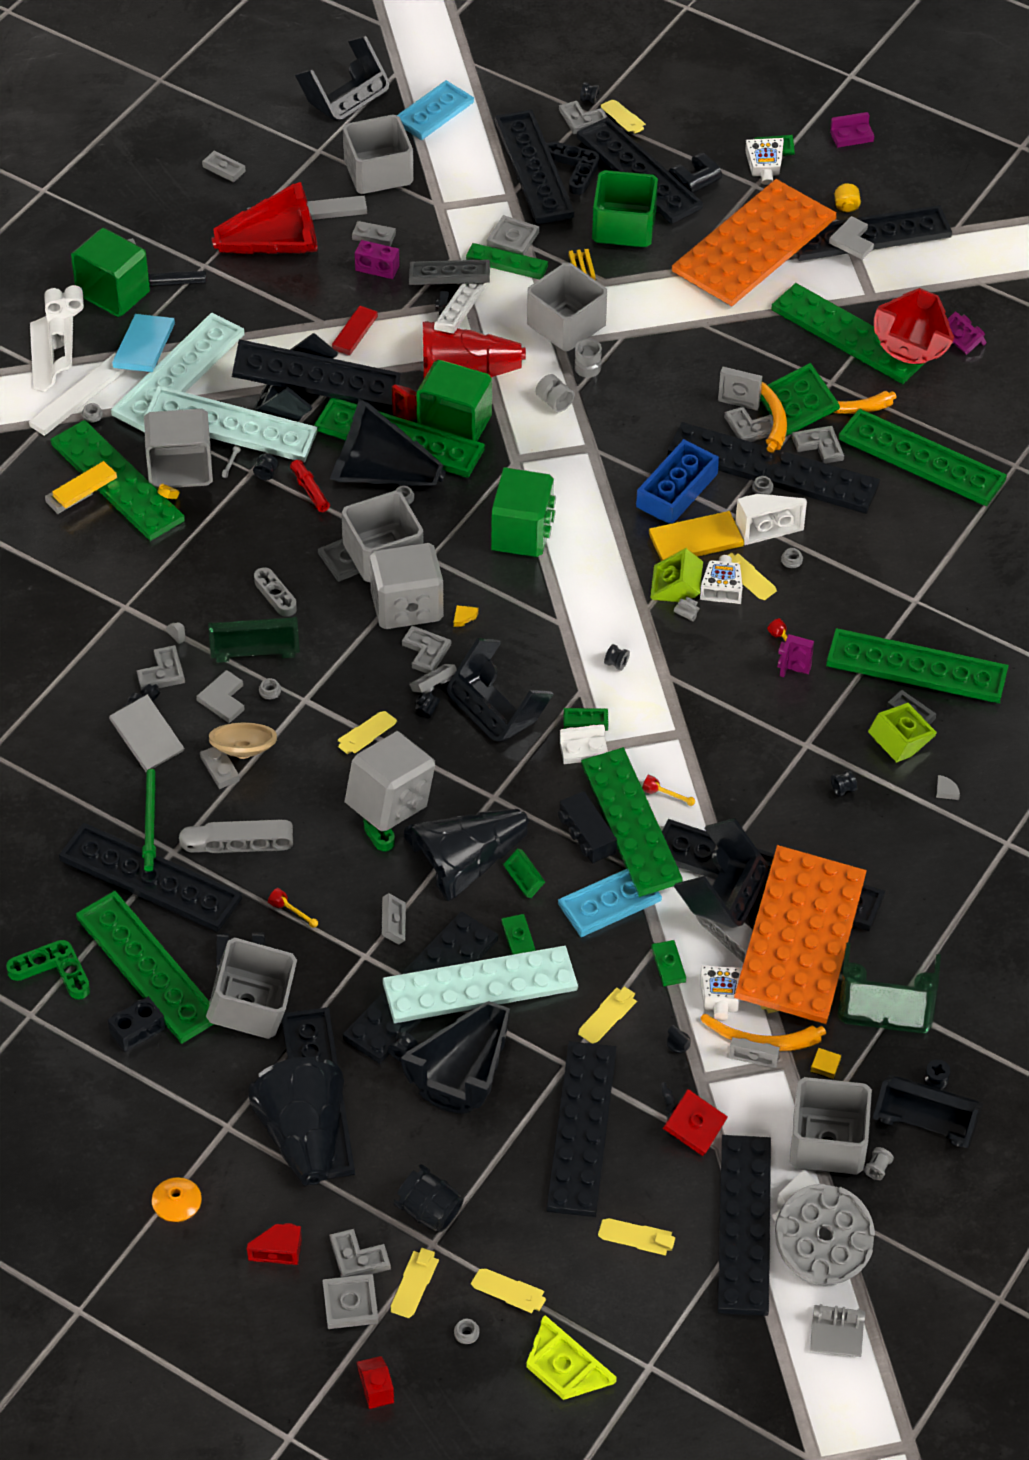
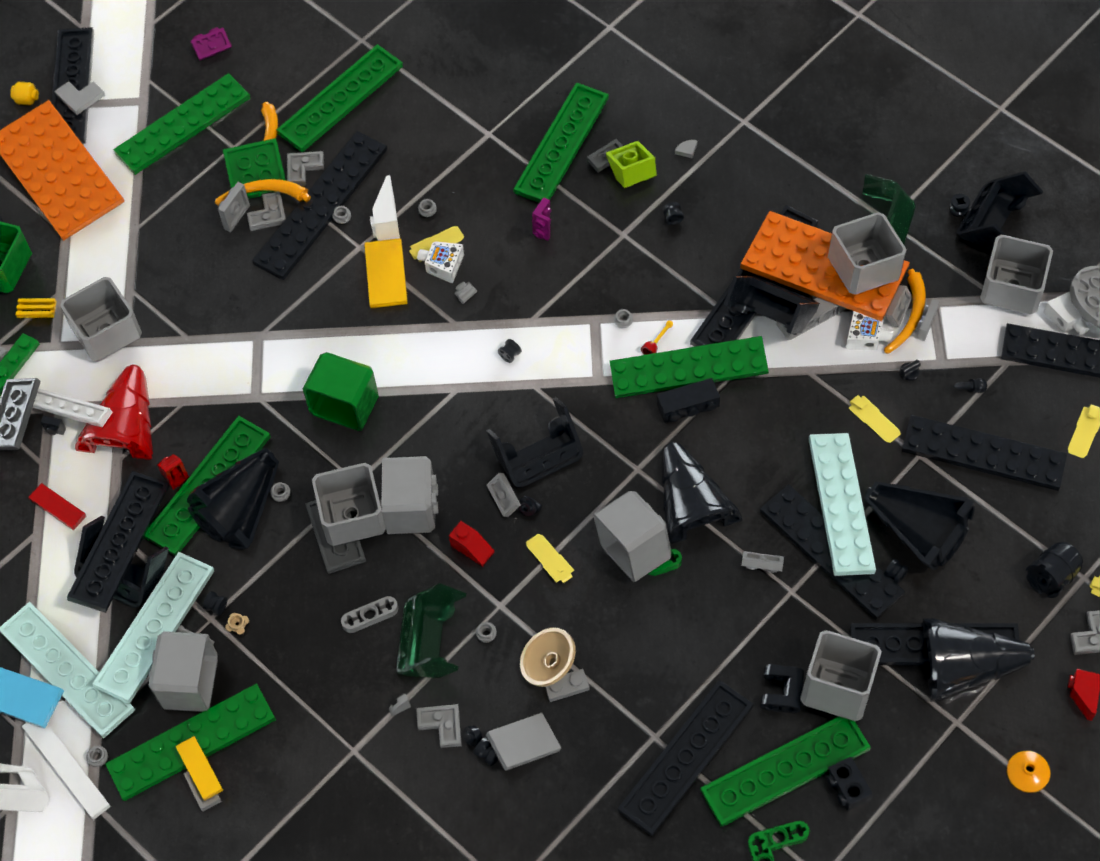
camera: 75 degrees left, 10 degrees up
(149, 849) = (665, 751): green bar -> none
(167, 491) = (221, 696): yellow tile -> none
(218, 696) = (483, 678): light grey tile -> none
(238, 836) = (653, 678): light grey piece -> none
(248, 489) = (233, 619): none -> tan plate
(279, 899) = (727, 650): hinge -> none
(306, 479) = (251, 567): red pin -> none
(369, 658) = (470, 543): none -> red slope
(430, 648) = (464, 493): light grey tile -> none
(455, 400) = (192, 424): green plate -> none
(464, 615) = (435, 461): yellow tile -> none
(517, 934) = (790, 470): green plate -> none
(524, 873) = (729, 455): green plate -> none
(554, 392) = (193, 350): light grey wheel -> none
(582, 743) = (599, 392): white bracket -> none
(585, 717) = (571, 385): green plate -> none
(588, 358) = (158, 317): light grey wheel -> none
(604, 903) = (763, 404): medium azure tile -> none
(668, 963) = (831, 366): green plate -> none
(677, 482) = (327, 272): blue brick -> none
(677, 577) = (431, 293): lime slope -> none
(686, 756) = (623, 314): none -> light grey plate
(695, 1122) = (990, 370): red plate -> none
(766, 1019) = (899, 306): none -> light grey plate
(777, 628) = (503, 230): red hinge -> none
(807, 933) = (868, 243): none -> light grey plate
(826, 1063) = (939, 276): yellow tile -> none
(913, 327) = (208, 66): red cone -> none

